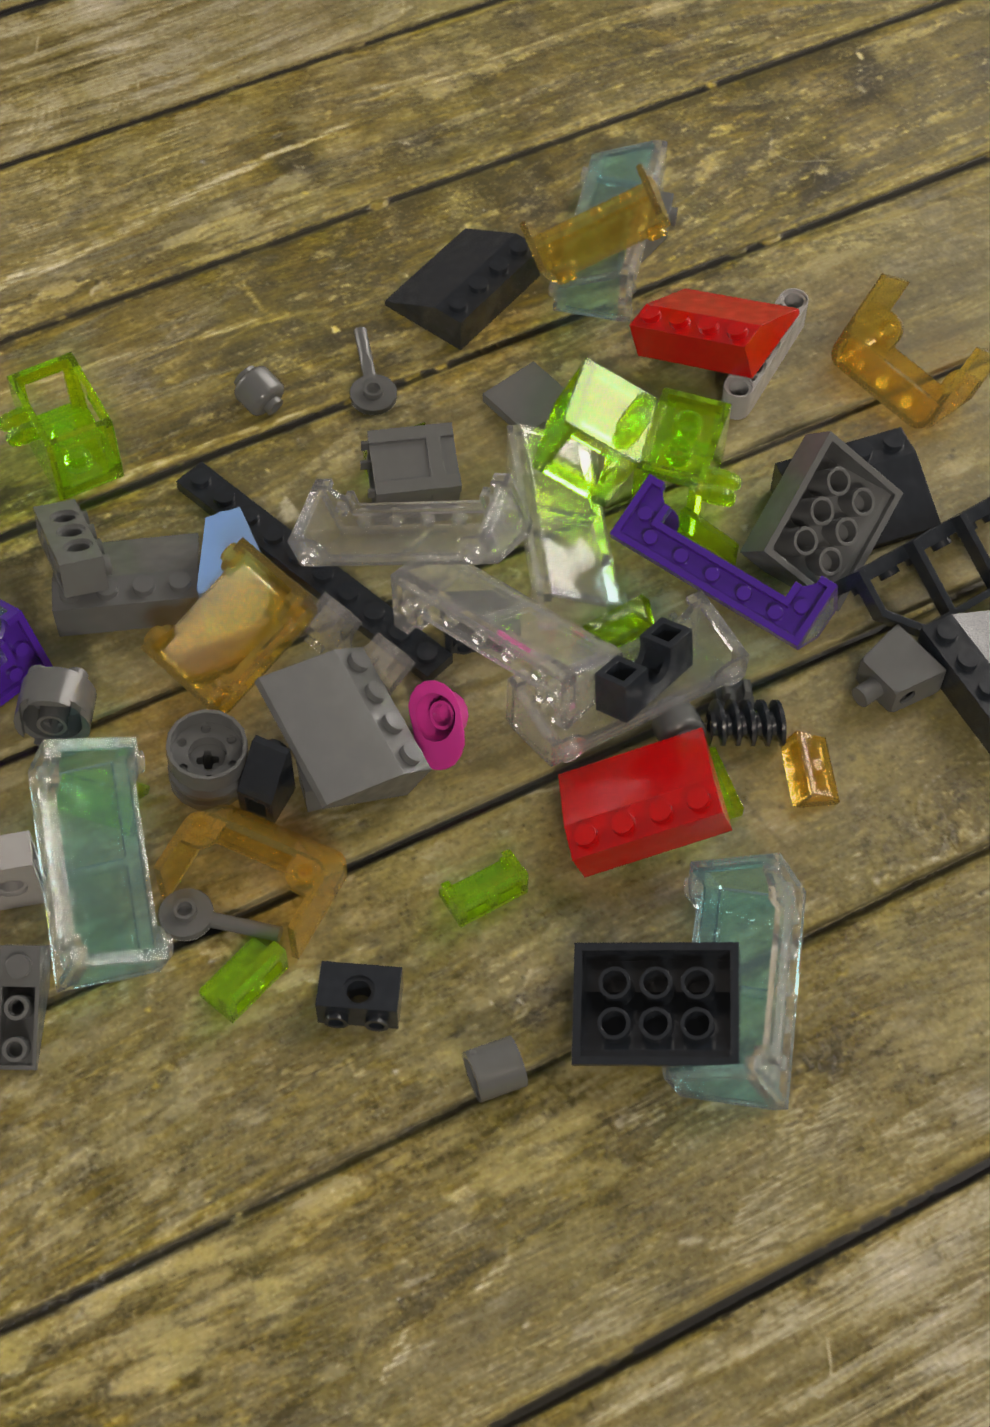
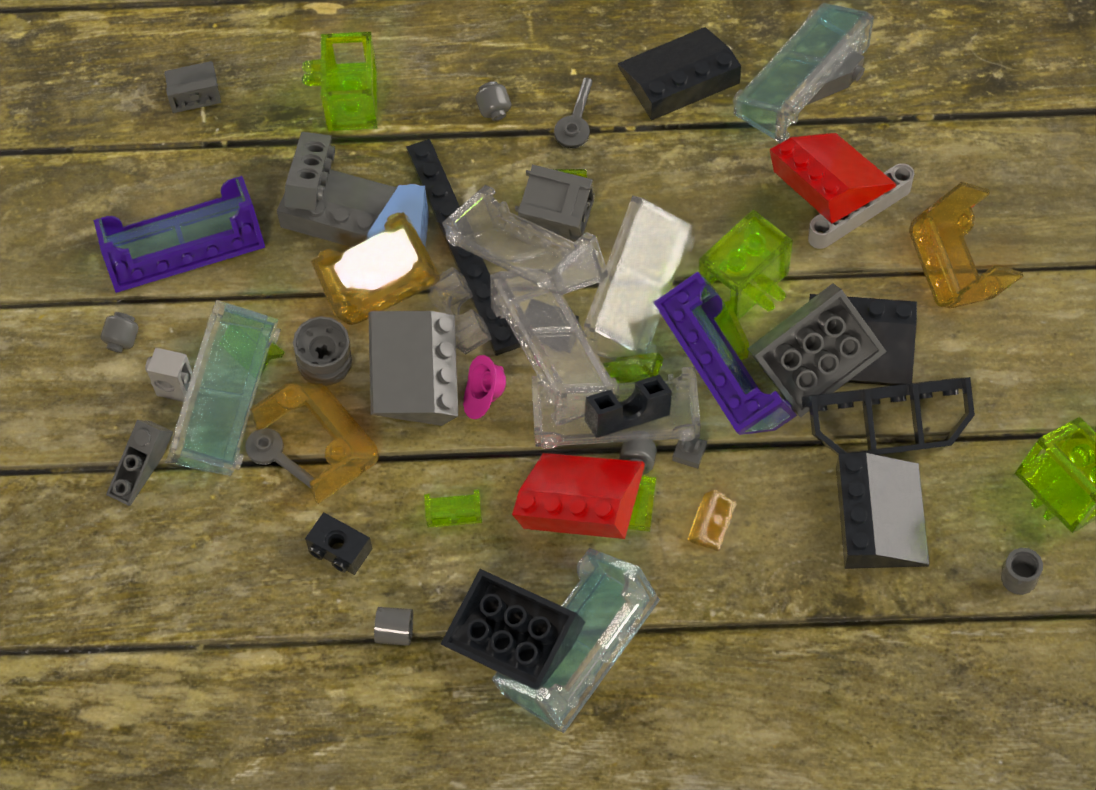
camera: 30 degrees right, 5 degrees up
(55, 704) = (249, 276): dark grey brick -> none
(245, 978) = (277, 502): clear neon green panel -> none
(266, 779) = (352, 379): black slope -> none
(524, 397) = (676, 178): dark grey tile -> none
(599, 231) = (774, 72): clear yellow windscreen -> none
(604, 416) = (693, 220): clear neon green piece -> none
(746, 721) = (682, 470): black piece -> none
(897, 672) = (809, 478): dark grey torso -> none

